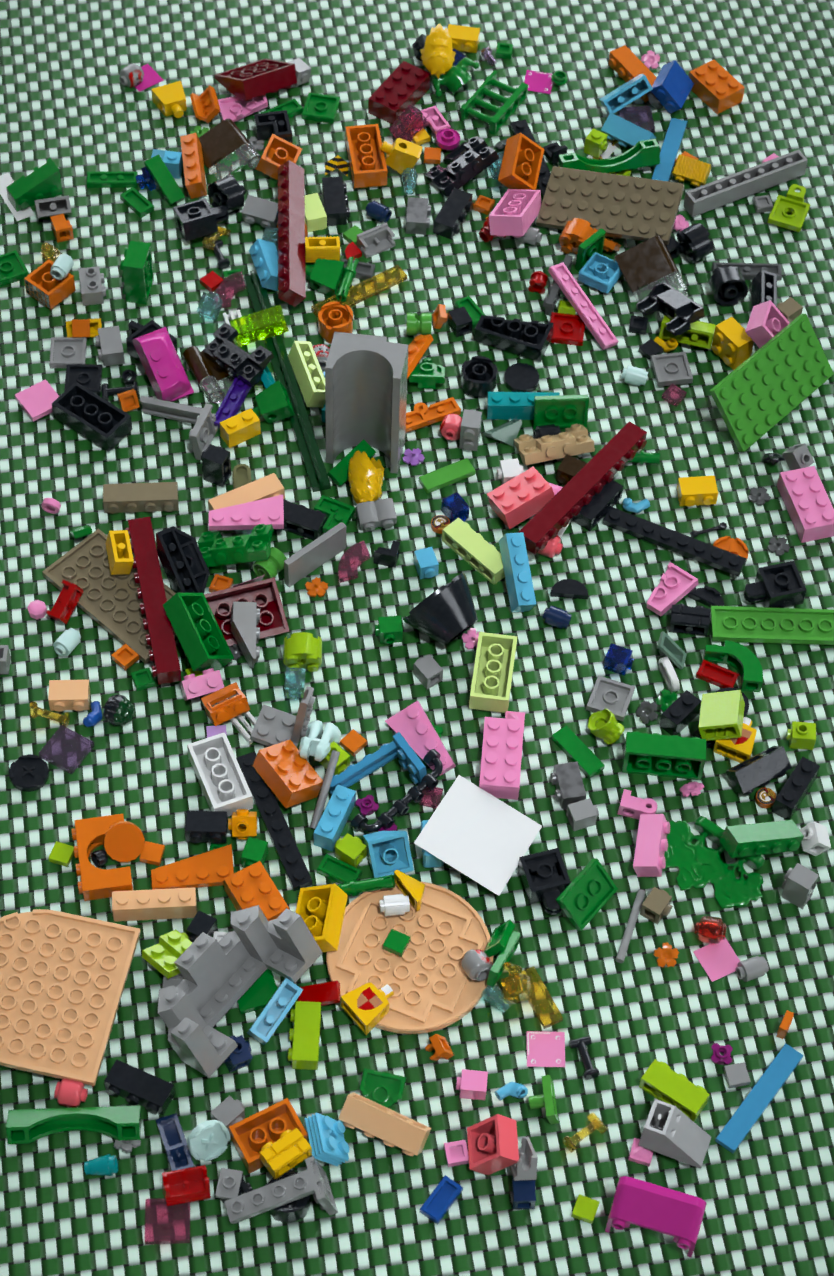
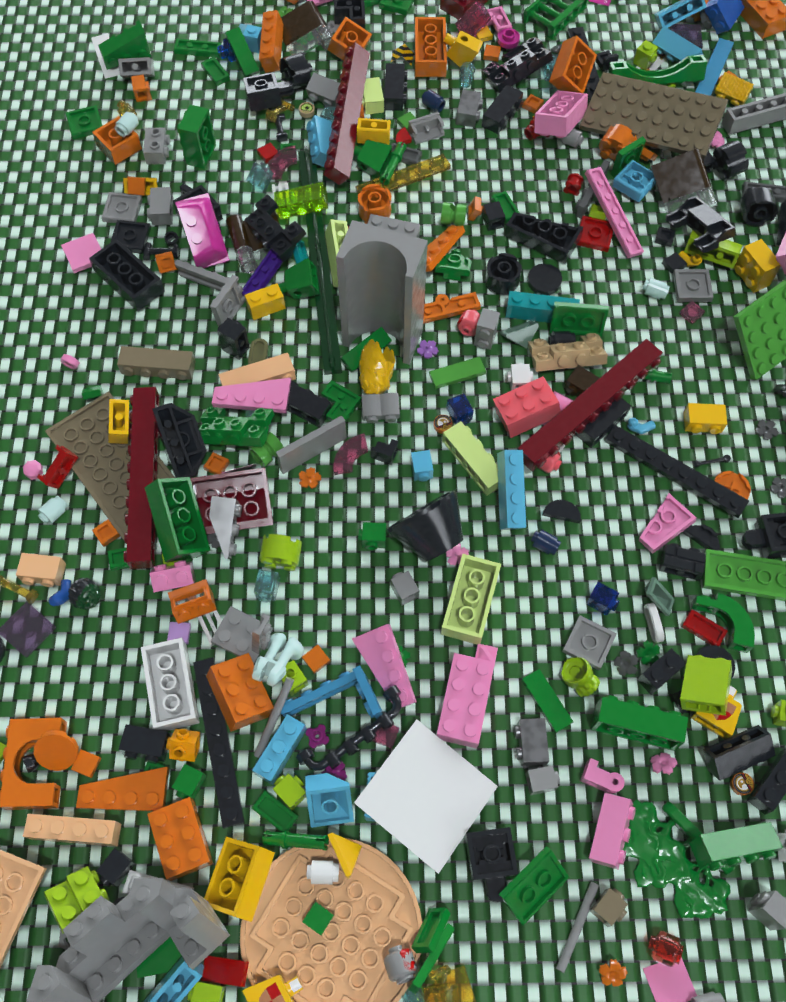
camera: 10 degrees right, 10 degrees up
(244, 233) = (306, 109): none -> tan tile

